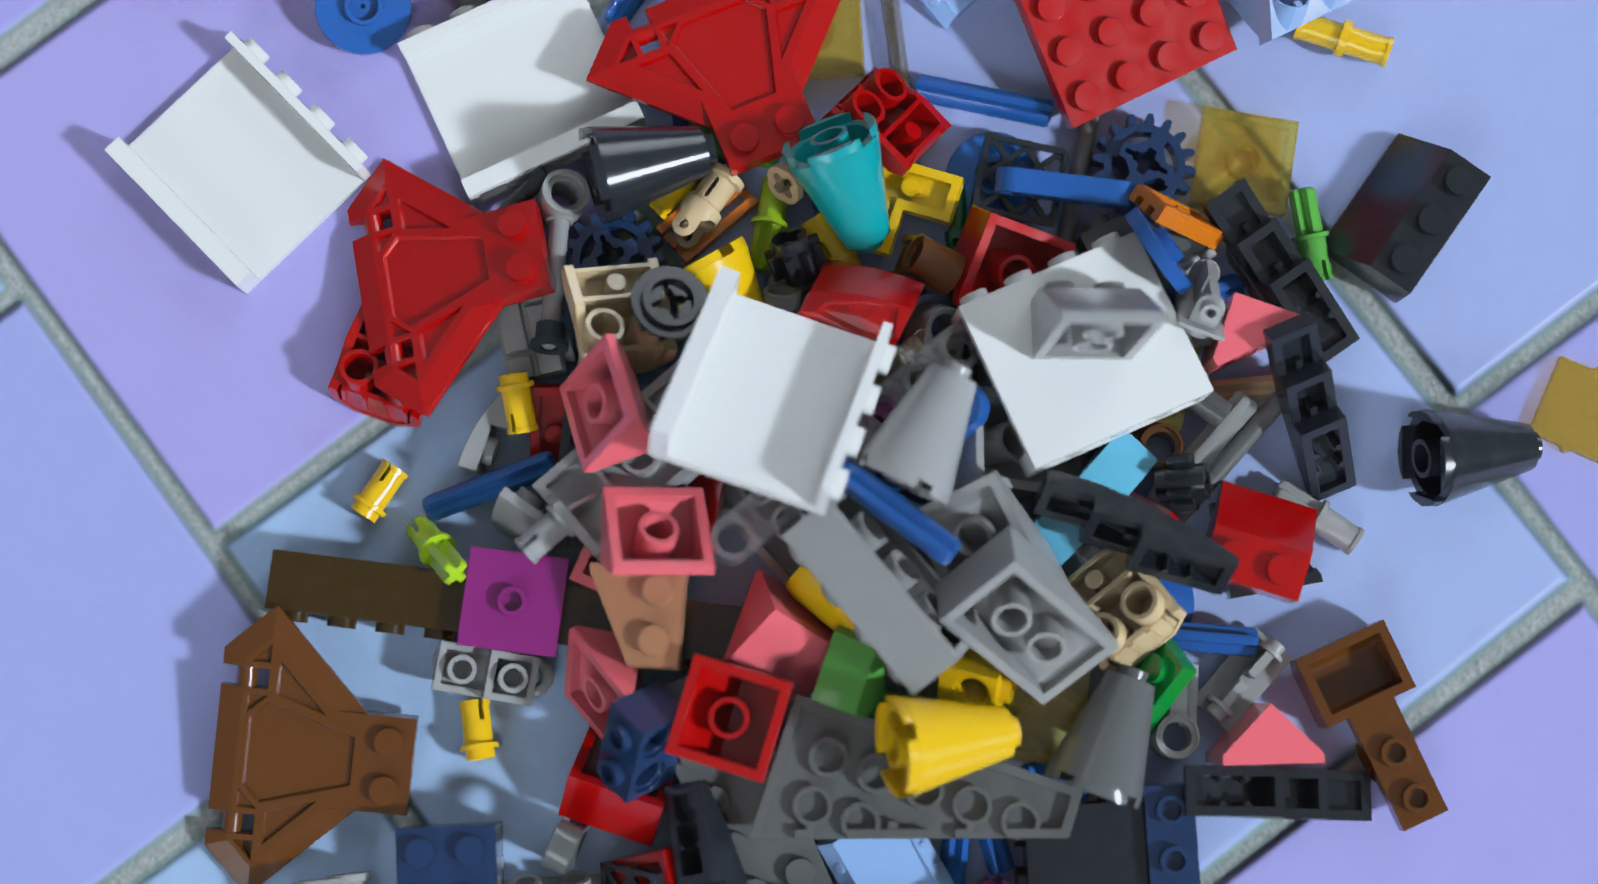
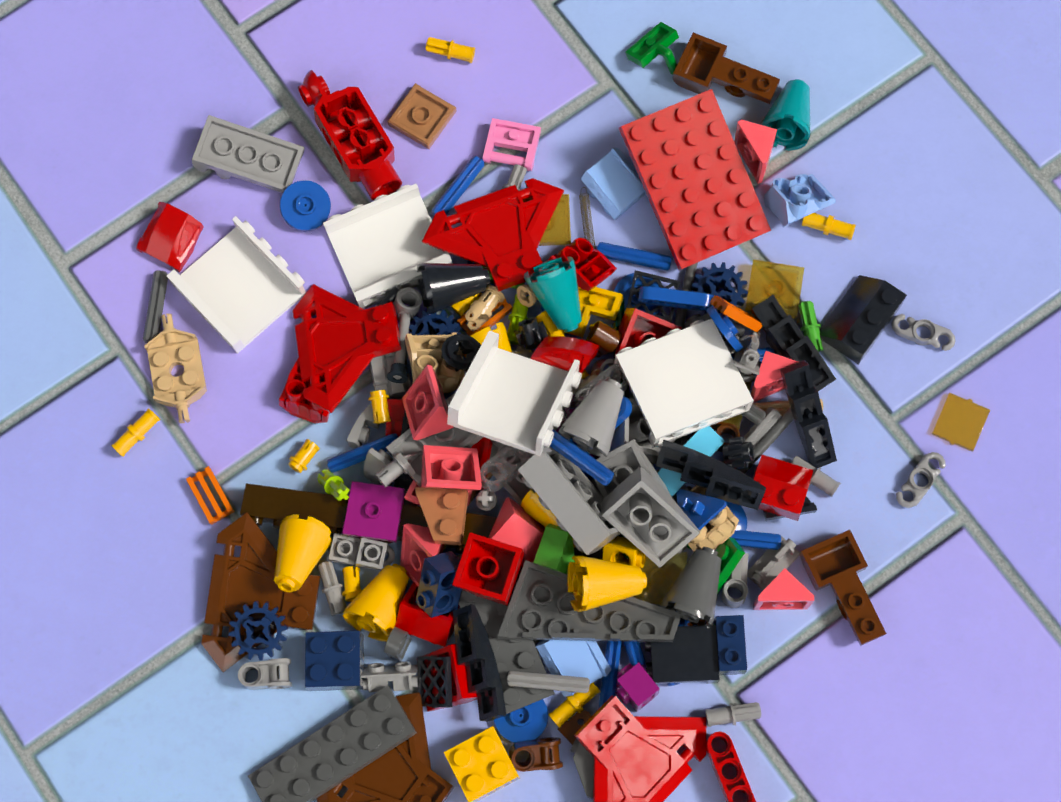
camera: 10 degrees right, 10 degrees down
(63, 449) = (135, 432): none -> yellow pin
(87, 207) = (155, 305): none -> dark grey axle
(109, 69) = (170, 236): none -> red slope
(110, 296) = (164, 353): none -> tan plate
(187, 532) = (199, 476): none -> orange tile
(294, 811) = (268, 639): none -> dark blue gear
(377, 680) = (299, 550): none -> yellow cone
(441, 739) = (332, 588): none -> light grey axle
(529, 767) = (378, 603): none -> yellow cone
(723, 580) = (486, 500): none -> light grey axle
(1092, 322) = (685, 362): light grey slope -> none
(1112, 591) = (699, 507): none -> blue piece
(1276, 793) = (790, 623): black slope -> none
(1462, 453) = (894, 441): black cone -> none
(1504, 543) = (917, 491): none -> light grey piece
(1537, 241) = (935, 331): none -> light grey piece

